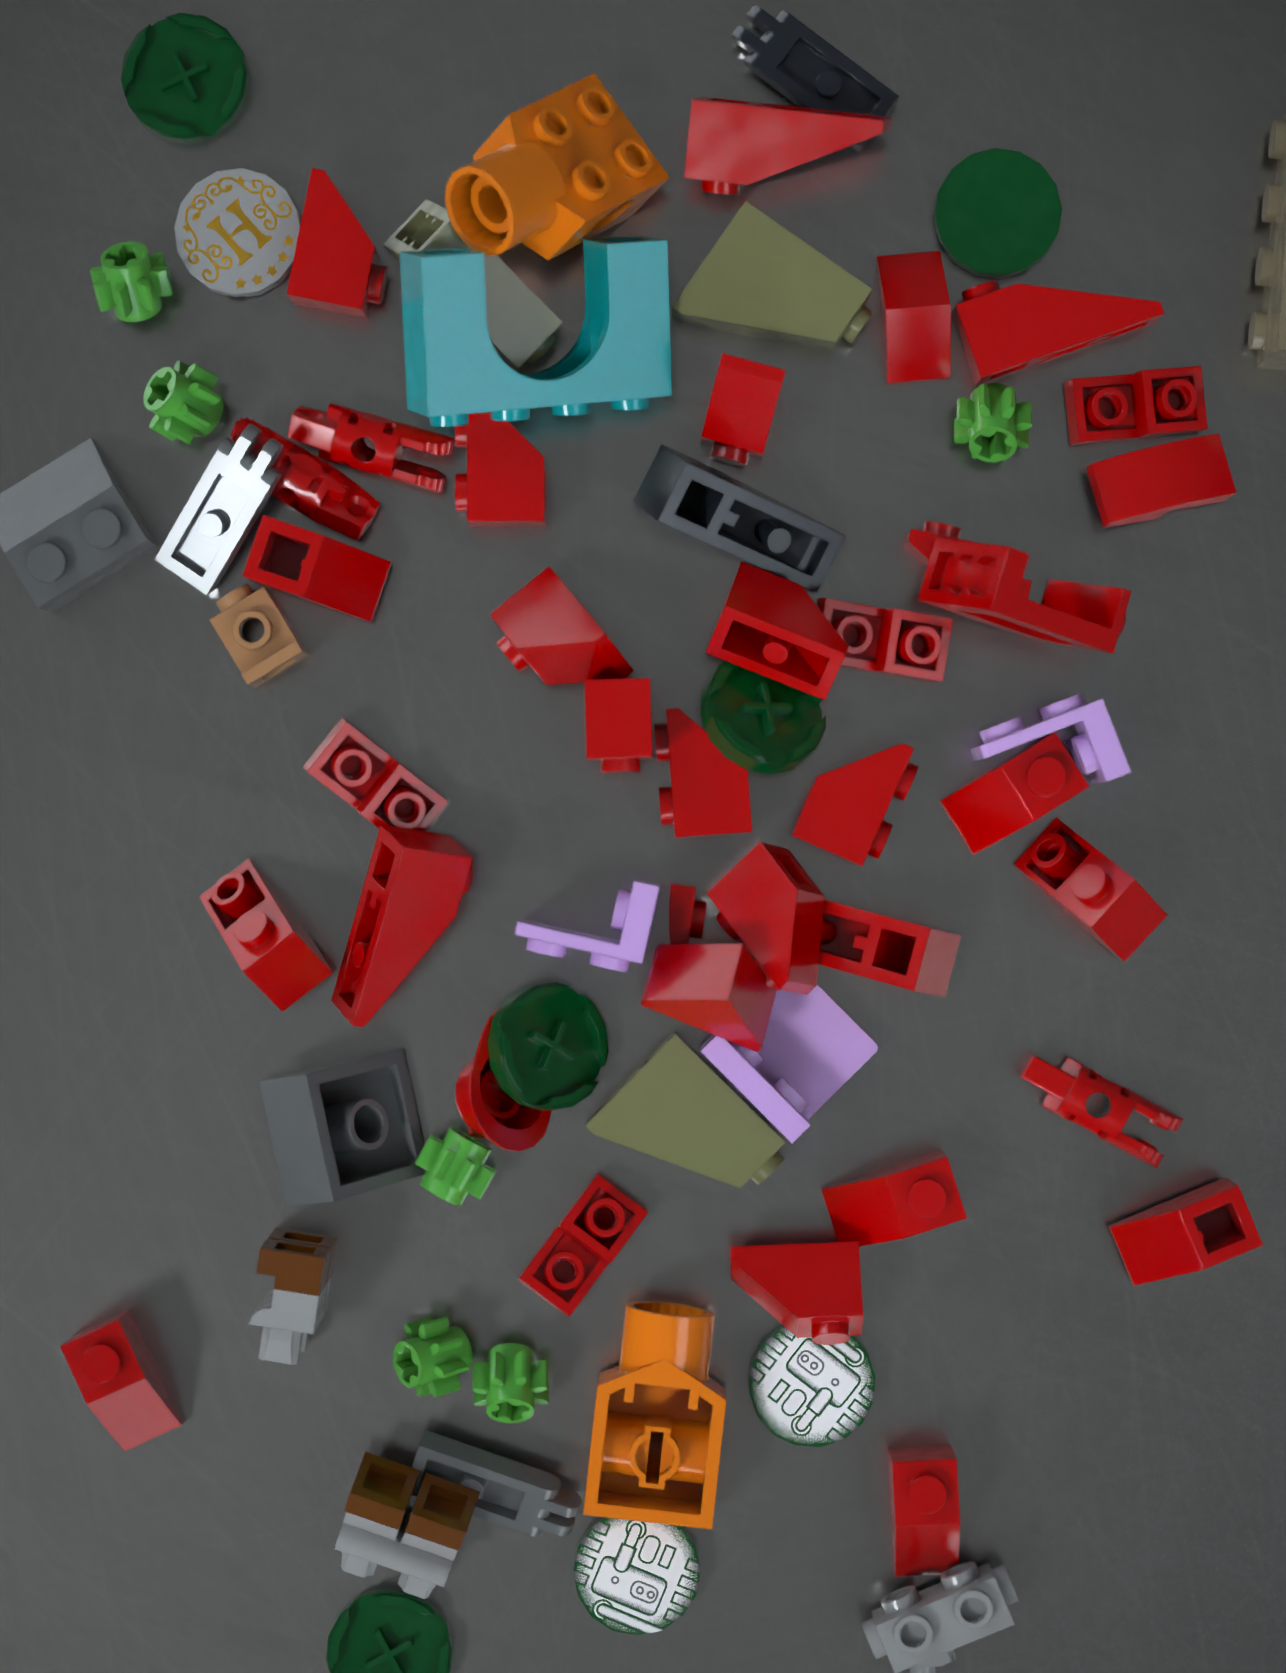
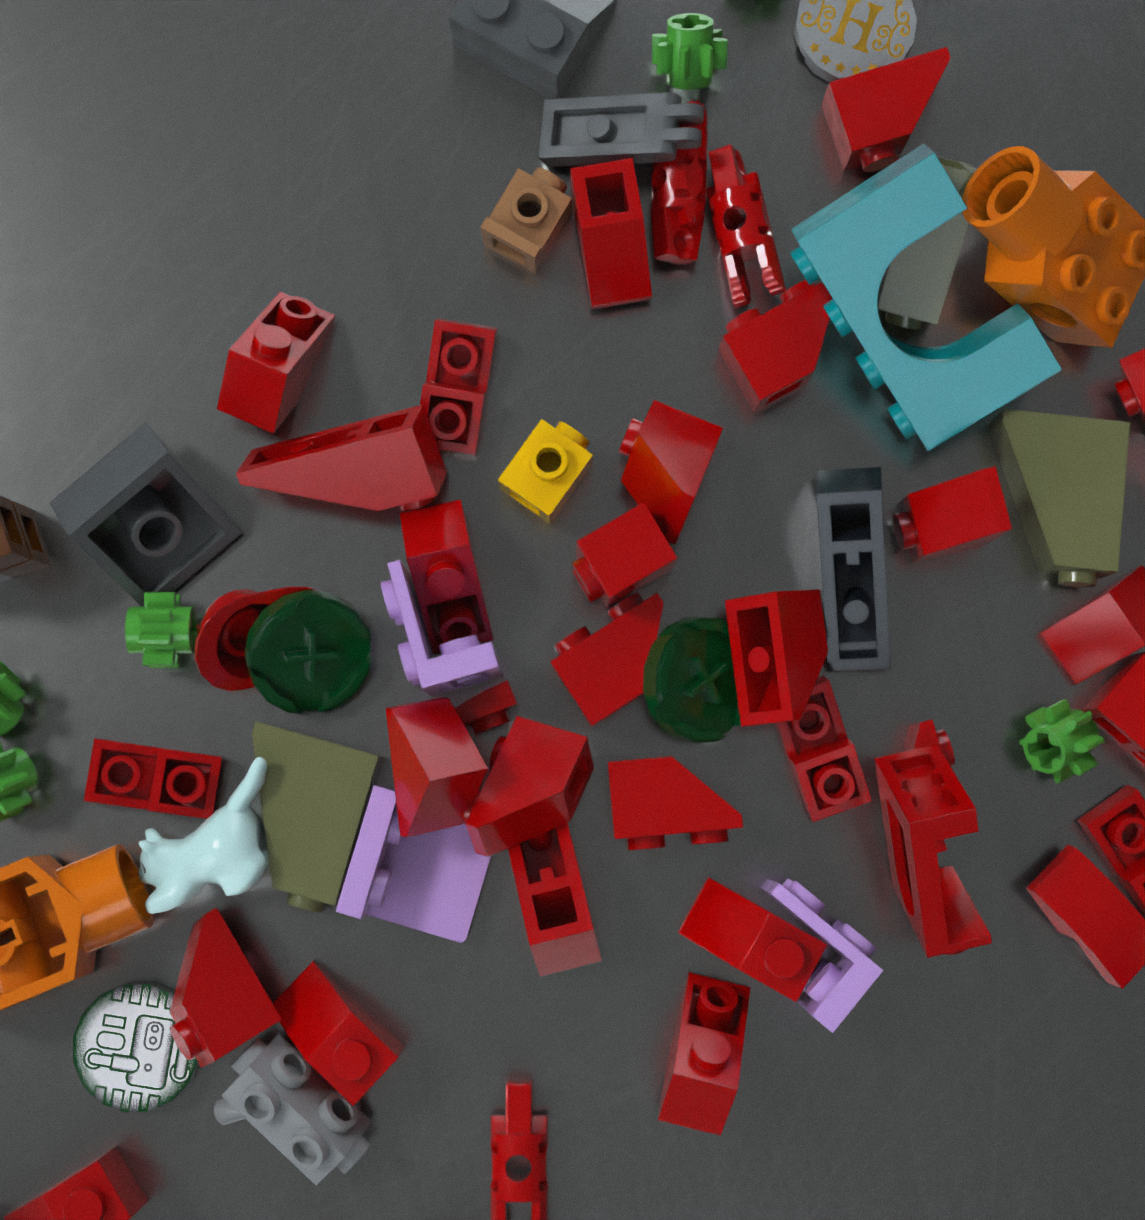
camera: 70 degrees right, 5 degrees down
(498, 743) = (547, 469): none -> yellow brick
(545, 887) = (445, 573): none -> red slope
(682, 1216) = (222, 851): none -> light aqua animal
(941, 1272) = (294, 1109): none -> light grey brick

